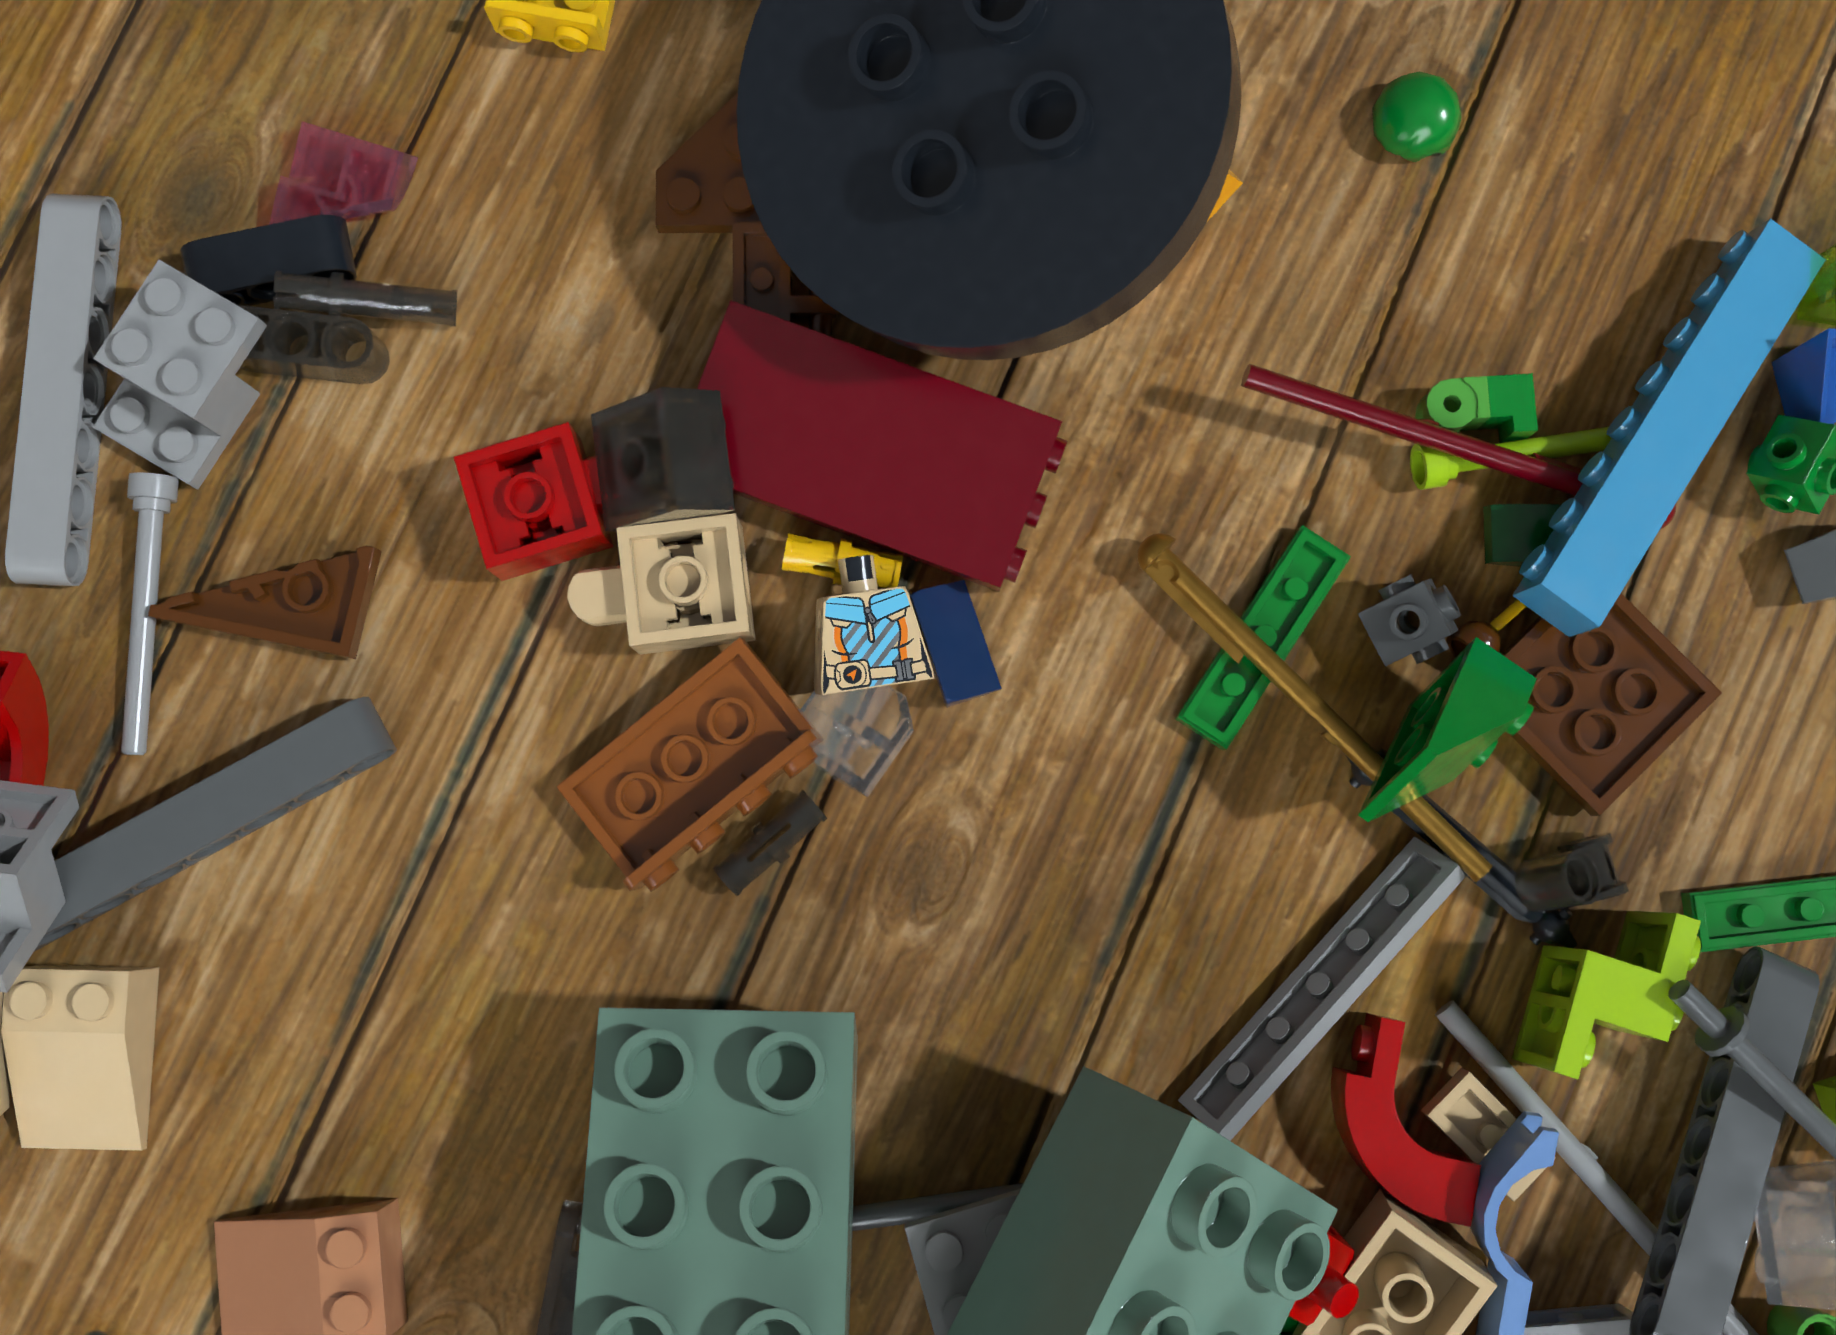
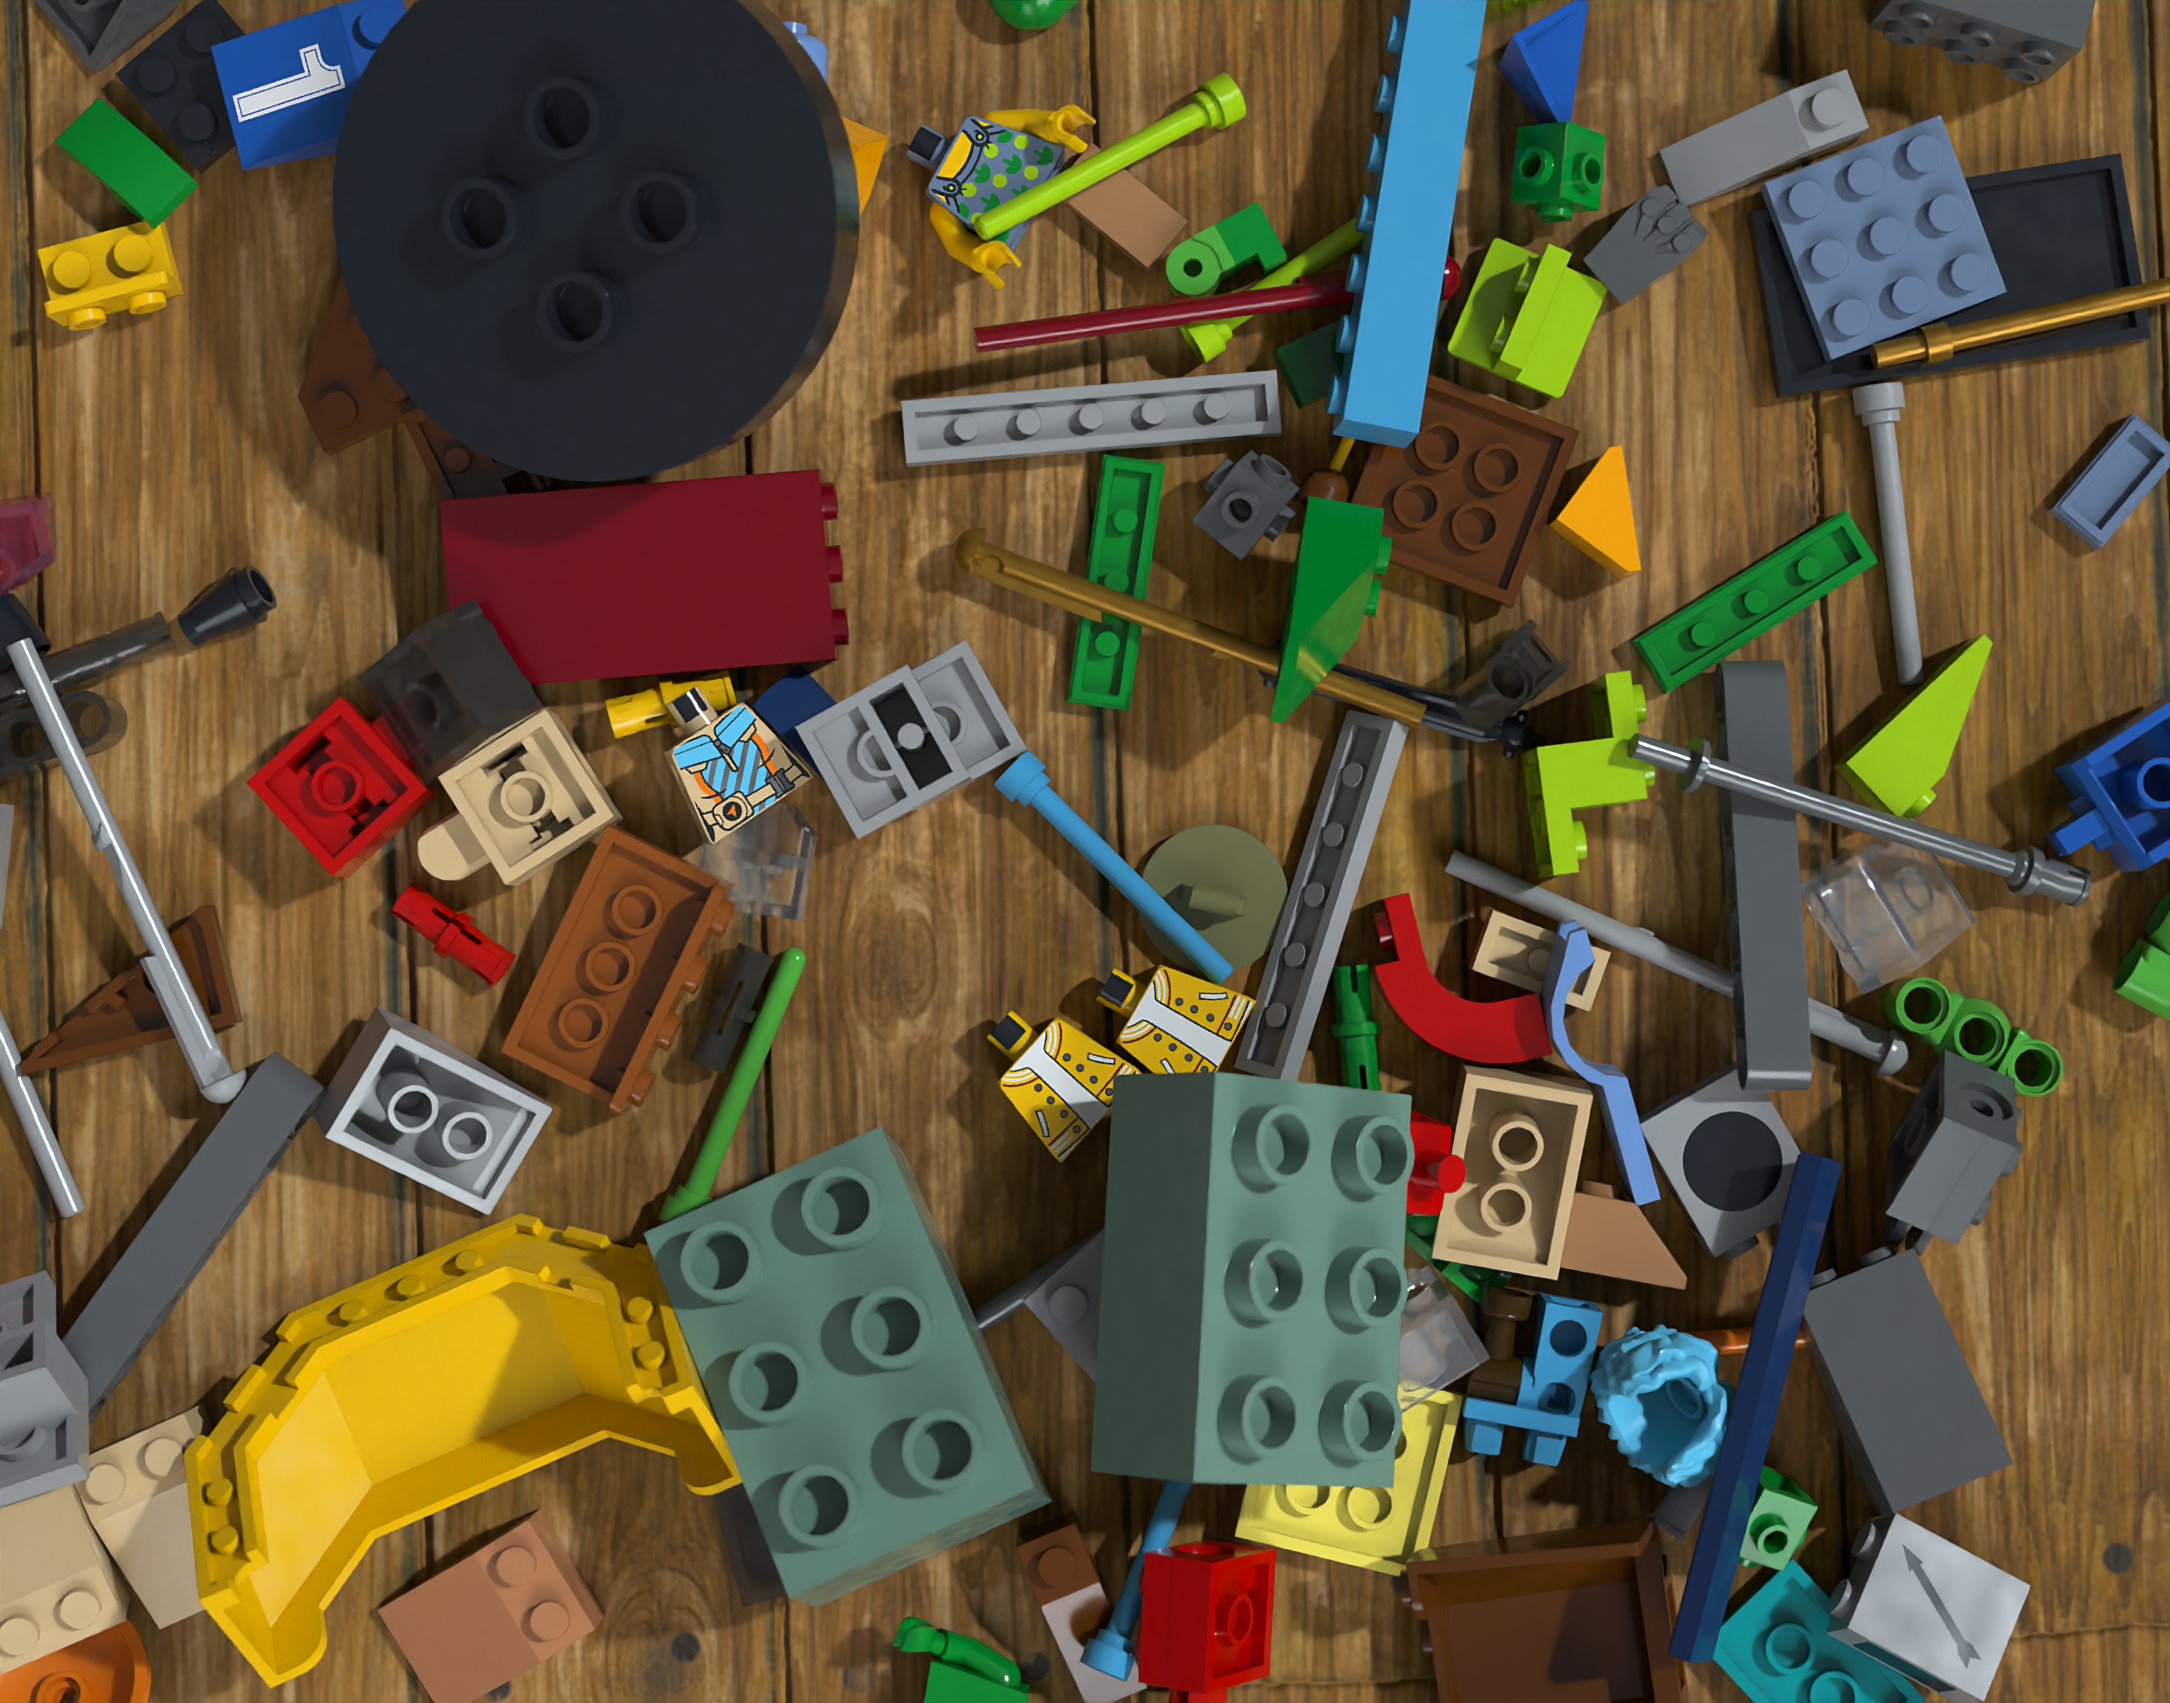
camera: 25 degrees left, 5 degrees up
(309, 580) = (163, 966): none -> light grey bar
(329, 1056) = (426, 1398): none -> yellow windscreen
(472, 810) = (430, 1111): none -> light grey slope
(517, 311) = (230, 605): none -> black cone
(566, 669) = (453, 934): none -> red pin
(659, 991) = (738, 1090): none -> bright green piece
(1023, 1040) = (1057, 1079): none -> torso
(1032, 685) = (911, 739): none -> light grey bracket
(1112, 772) = (1029, 784): none -> dark azure piece
(1148, 1036) = (1175, 1019): none -> torso
(1224, 944) = (1223, 888): none -> olive shield
(1299, 1116) = (1355, 1027): none -> green pin
(1307, 490) = (1091, 418): none -> light grey plate
(1317, 256) = (987, 166): none -> torso
(1406, 330) = (1128, 215): none -> medium nougat tile
(1526, 283) = (1215, 105): none -> lime piece
(1710, 775) = (1601, 517): none -> light orange slope
(1715, 576) = (1527, 317): none -> lime bracket

